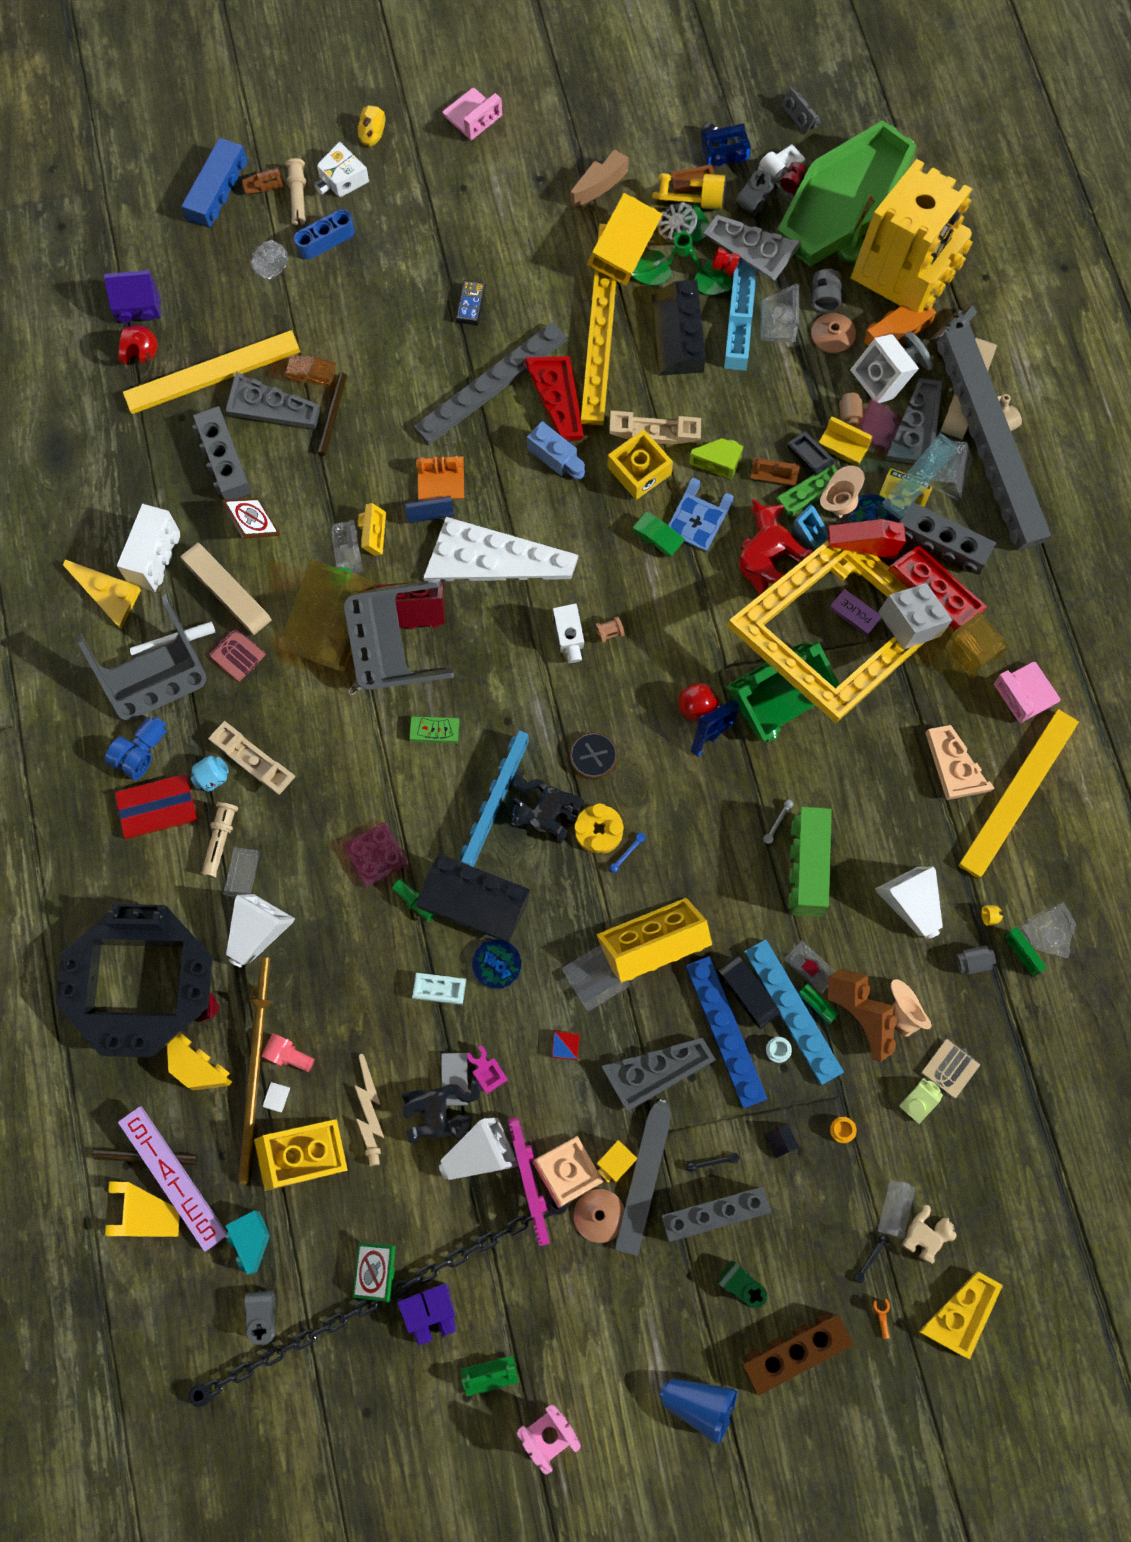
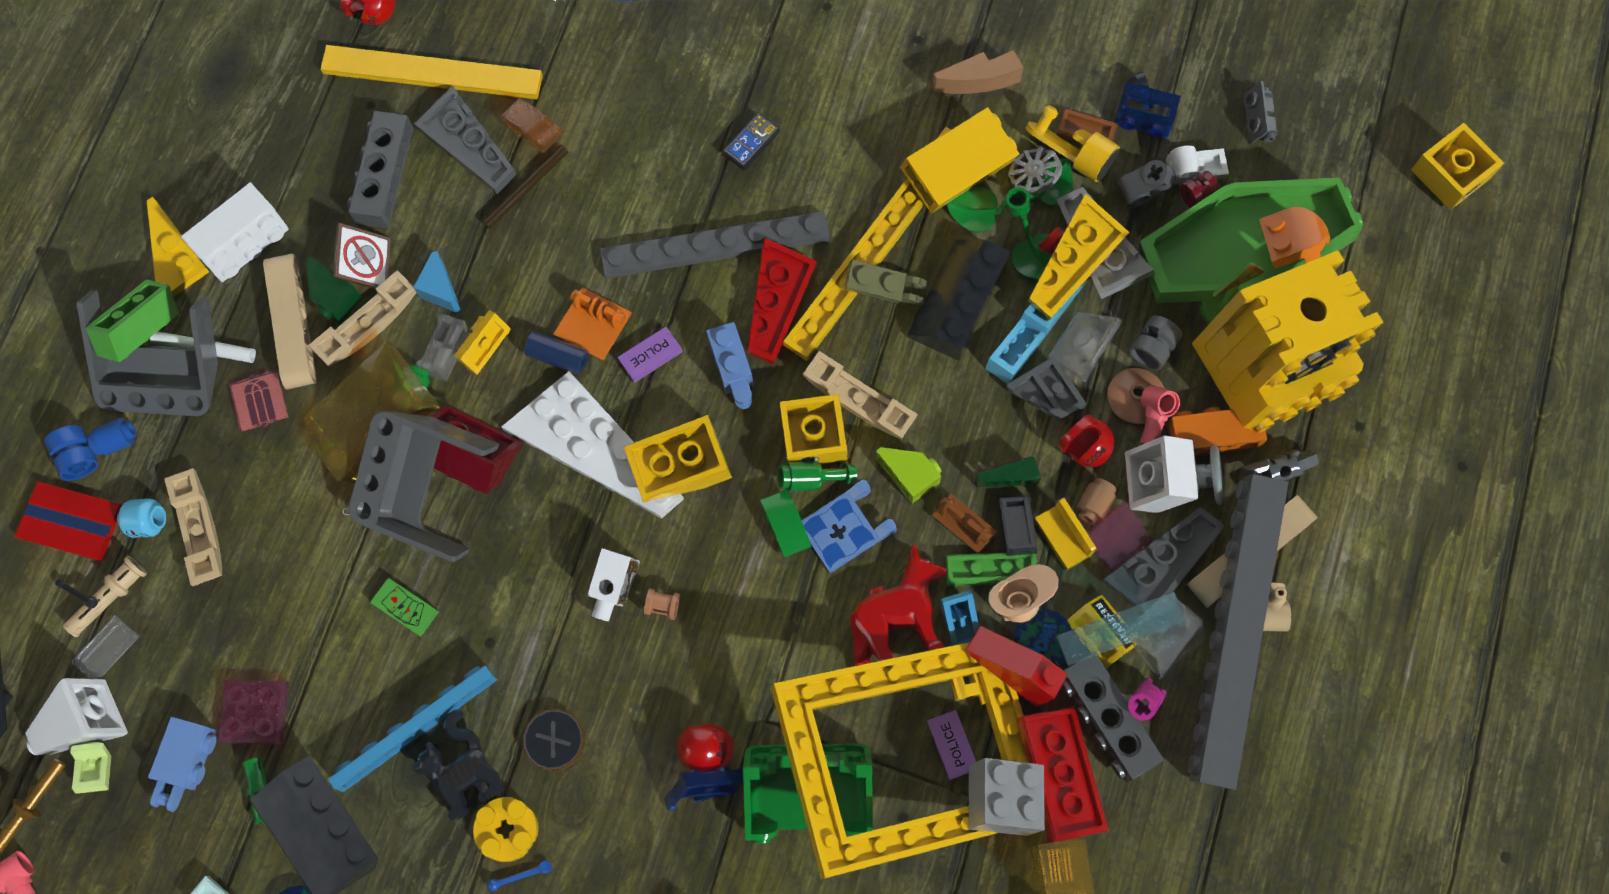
camera: 30 degrees right, 0 degrees up
(116, 643) = (132, 320): none -> bright green brick
(214, 844) = (90, 602): none -> black hinge
(242, 554) = (331, 295): none -> dark green slope
(281, 559) = (365, 323): none -> tan slope
(287, 951) = (90, 767): none -> yellowish green bracket
(317, 510) = (435, 284): none -> dark azure slope
(347, 910) = (180, 761): none -> medium blue brick
(494, 477) = (650, 354): none -> medium lavender tile
(563, 529) = (678, 460): none -> yellow slope
(624, 346) = (882, 283): none -> olive hinge
(656, 493) = (809, 475): none -> green piece
(743, 257) = (1080, 251): none -> yellow wing
(776, 358) = (1048, 390): none -> dark grey wing
(789, 421) = (1017, 473): none -> dark green slope
(824, 375) = (1088, 442): none -> red helmet
(854, 328) = (1158, 406): none -> coral pin
(876, 172) = (1294, 235): none -> orange slope
(948, 79) = (1457, 166): none -> yellow brick
(968, 512) = (1149, 692): none -> dark pink hinge

